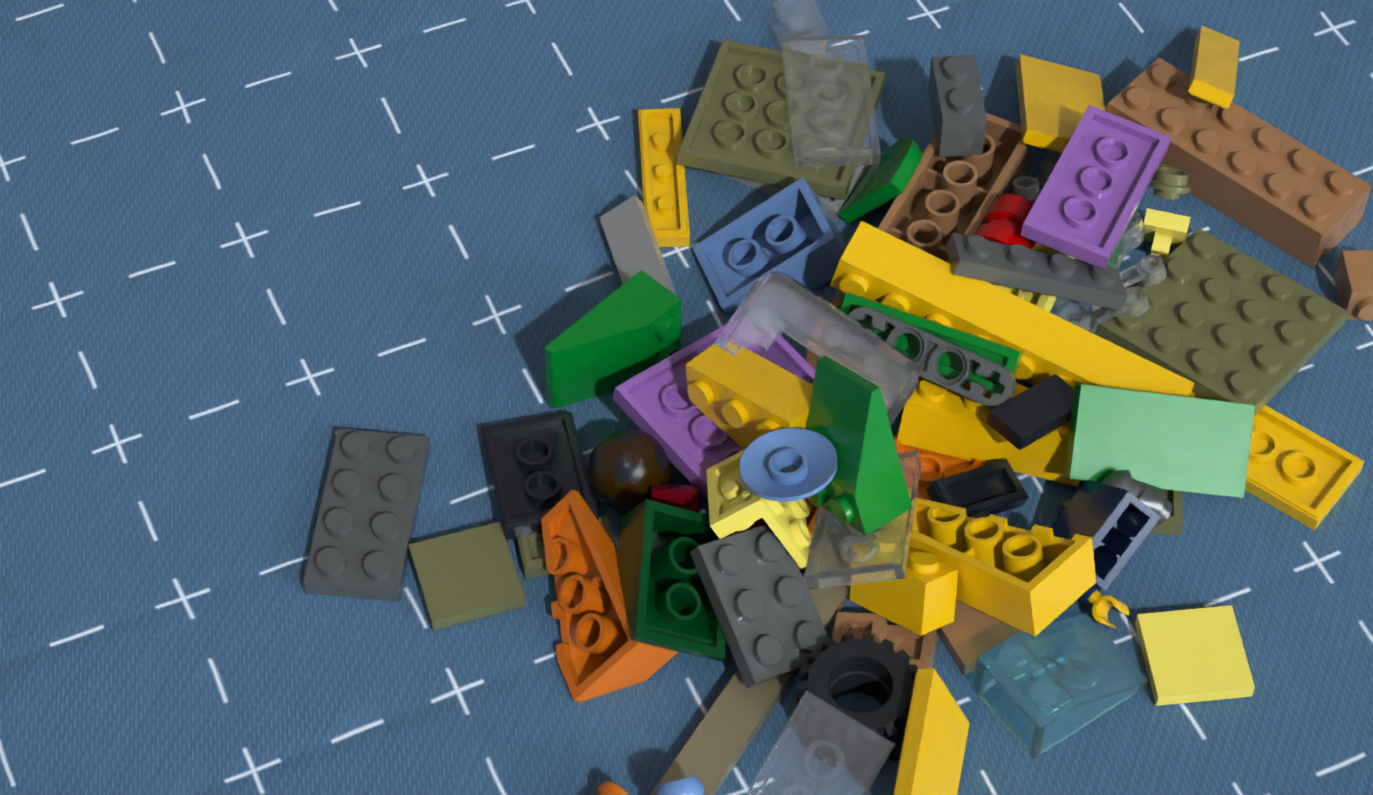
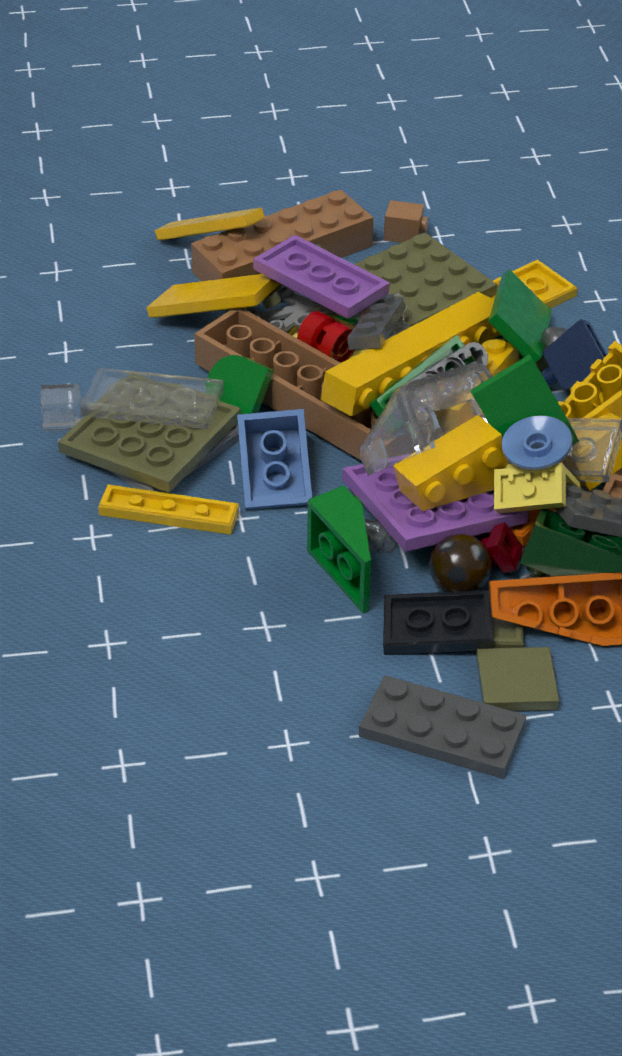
camera: 75 degrees left, 10 degrees down
(634, 242) = (250, 532): light grey tile -> none
(957, 106) = (214, 322): dark grey brick -> none
(1033, 412) = (499, 351): black tile -> none

